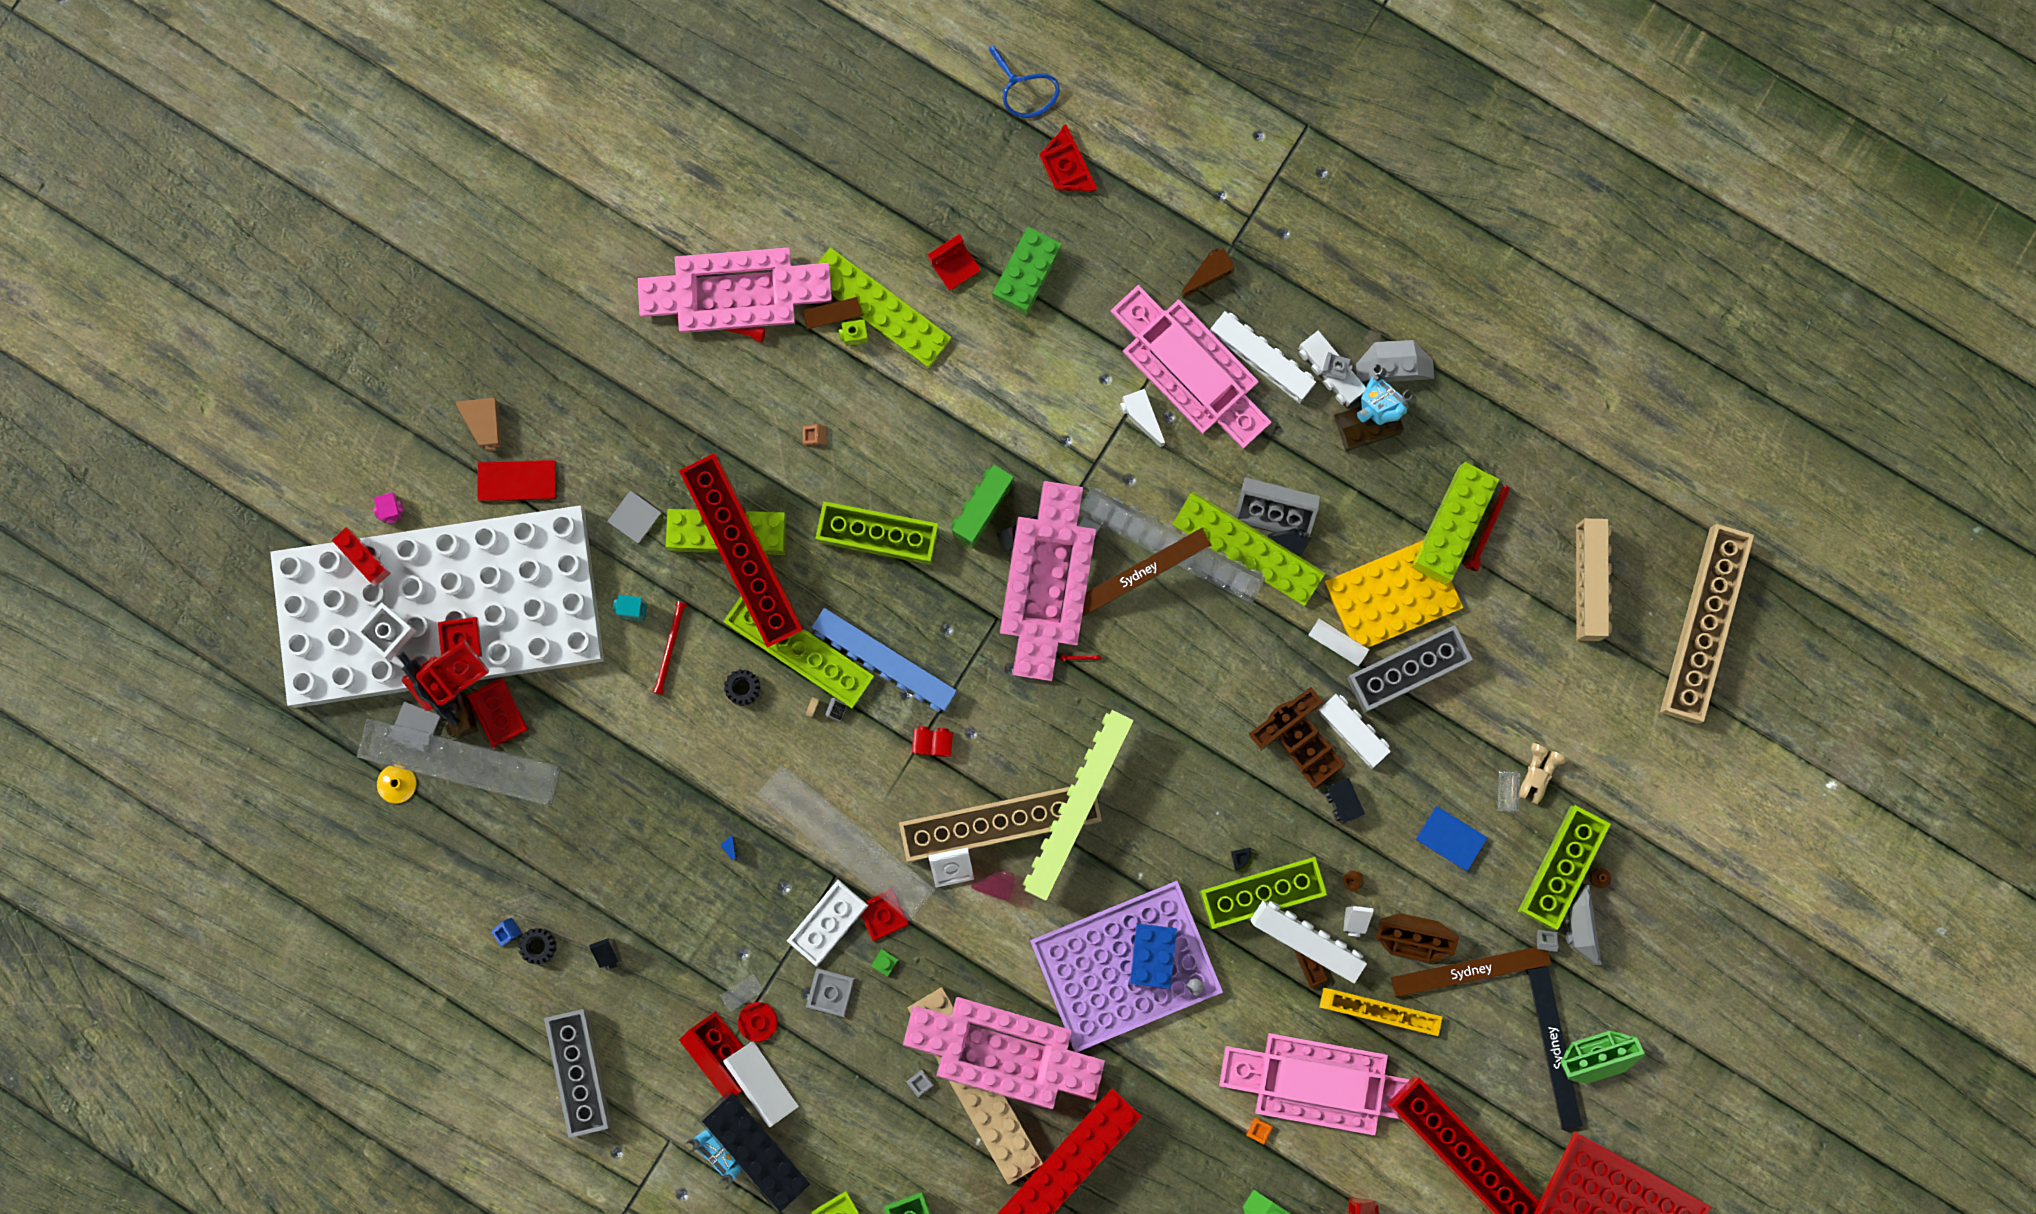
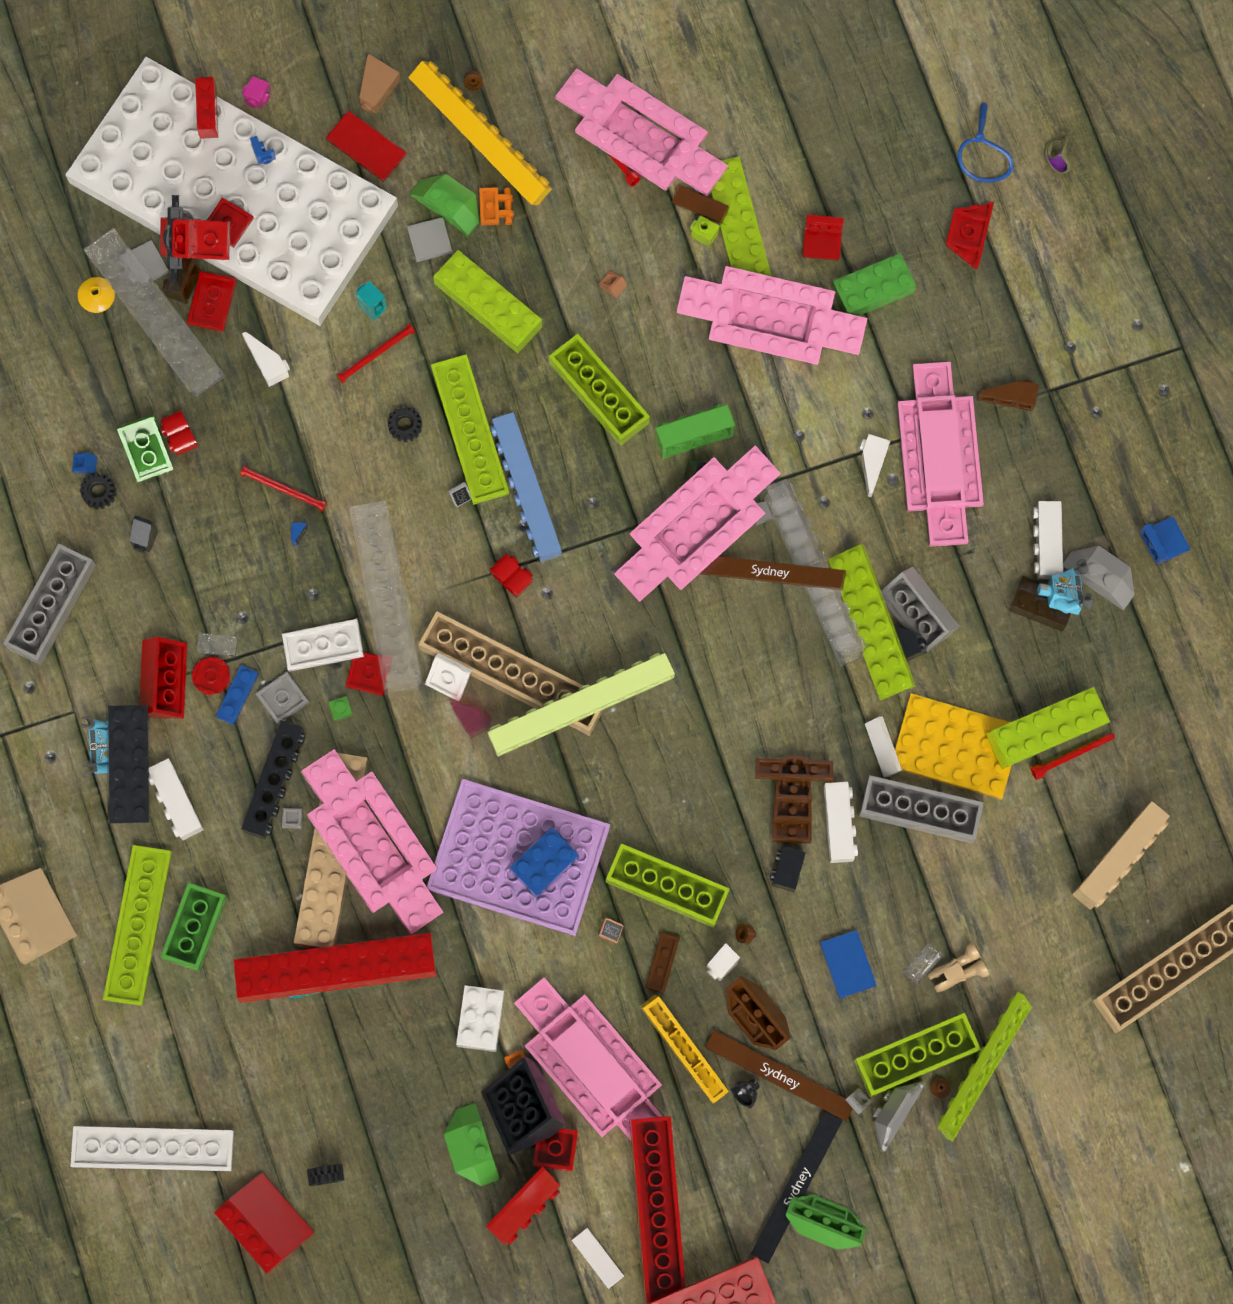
camera: 35 degrees right, 5 degrees down
(385, 631) = (179, 173): white brick -> none
(434, 557) = (262, 156): none -> blue bracket
(545, 878) = (145, 447): none -> bright green slope
(559, 355) = (473, 80): none -> reddish brown tile
(564, 845) = (179, 433): none -> red brick
(589, 726) = (268, 361): none -> white slope
(602, 395) = (480, 132): none -> yellow brick
(623, 472) = (448, 200): none -> bright green wedge
(661, 451) = (490, 206): none -> orange plate
(687, 820) = (283, 488): none -> red bar
(741, 550) = (486, 319): red brick -> none
(760, 1084) = (174, 721): white tile -> none
(792, 1020) = (237, 695): none -> blue plate
(812, 707) = (444, 478): tan tile -> none
(814, 1146) = (175, 800): none -> white brick
(892, 1115) = (285, 732): none -> black brick
(962, 353) = (771, 322): none -> bright pink piece
(1064, 657) = (663, 592): red hinge -> none
(1093, 48) = (1060, 163): none -> olive piece
(1195, 986) = (557, 912): light grey hinge -> none
(1203, 1120) = (480, 1018): none -> white brick
(1240, 857) = (673, 848): black tile -> none
(1246, 964) = (611, 930): none -> slope
(1263, 357) = (1002, 490): white brick -> none
(1297, 1164) = (523, 1106): none -> black slope
(1309, 941) = (671, 948): white brick -> none
(1330, 369) = (1049, 544): light grey brick -> none
(1347, 1175) = (557, 1151): none -> red brick
(1421, 296) = (1164, 540): none -> blue bracket
(1456, 1006) = (746, 1092): none -> black piece
(1621, 826) = (984, 1067): none -> lime plate

